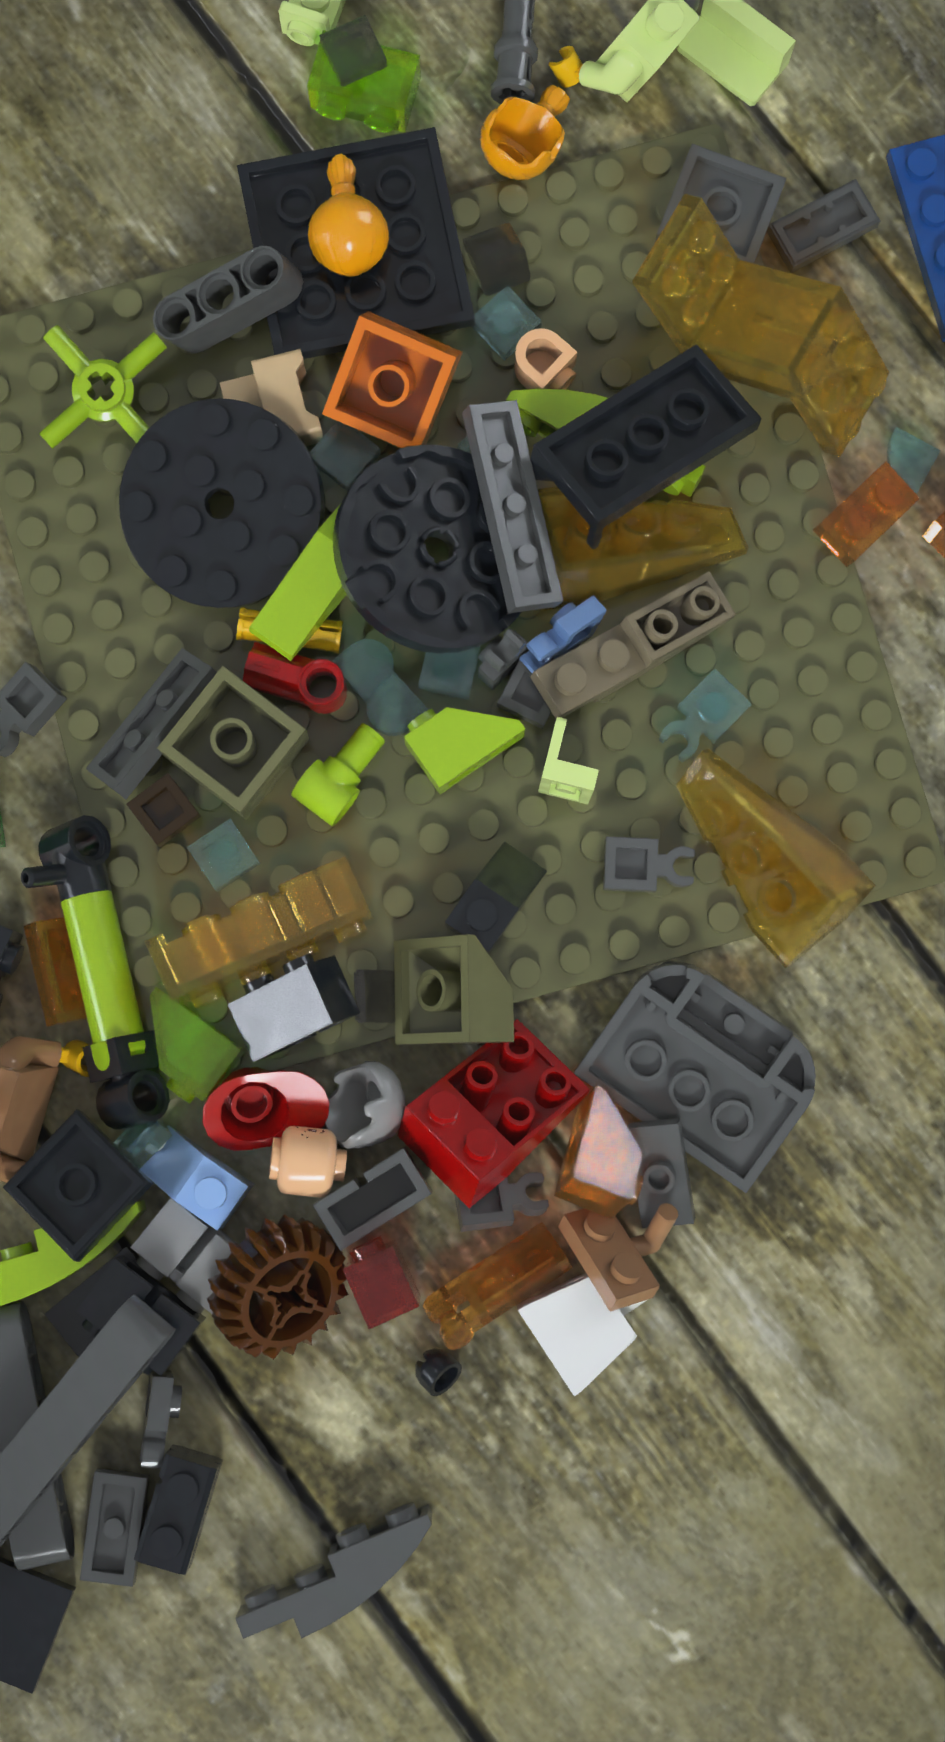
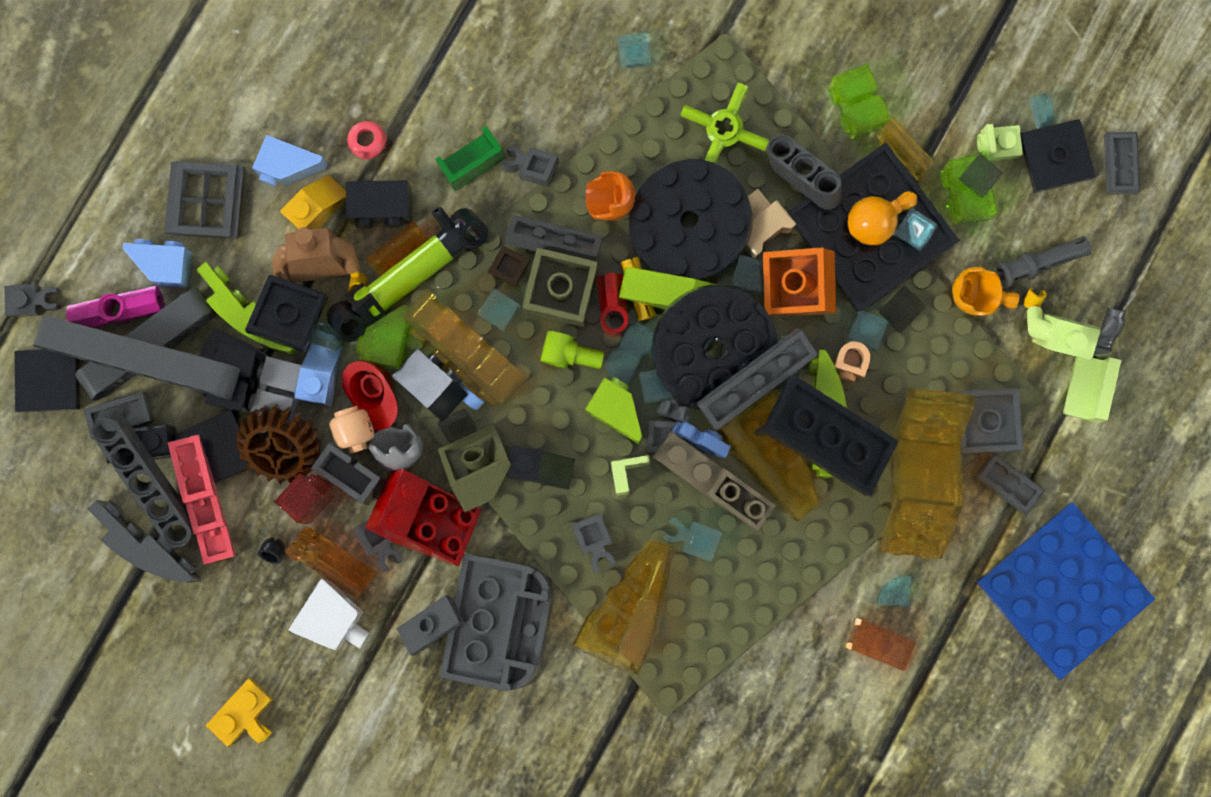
camera: 75 degrees right, 0 degrees up
(127, 606) = (610, 196): none -> orange hair
(156, 187) = (859, 107): none -> clear neon green piece
(161, 1403) = (193, 411): dark grey plate -> none
(212, 1519) = (142, 463): none -> dark grey beam
(237, 1398) = (220, 443): none -> black tile
(258, 140) = (905, 148): none -> clear yellow plate
(308, 1448) = (201, 499): none -> coral slope
(346, 953) = (473, 399): none -> light blue tile
(390, 178) = (916, 229): none -> clear light blue tile
(600, 1159) = (422, 588): slope -> none
(614, 1258) = (372, 619): medium nougat plate -> none
(669, 1528) = (241, 714): none -> yellow plate
(866, 514) = (852, 580): clear orange plate -> none

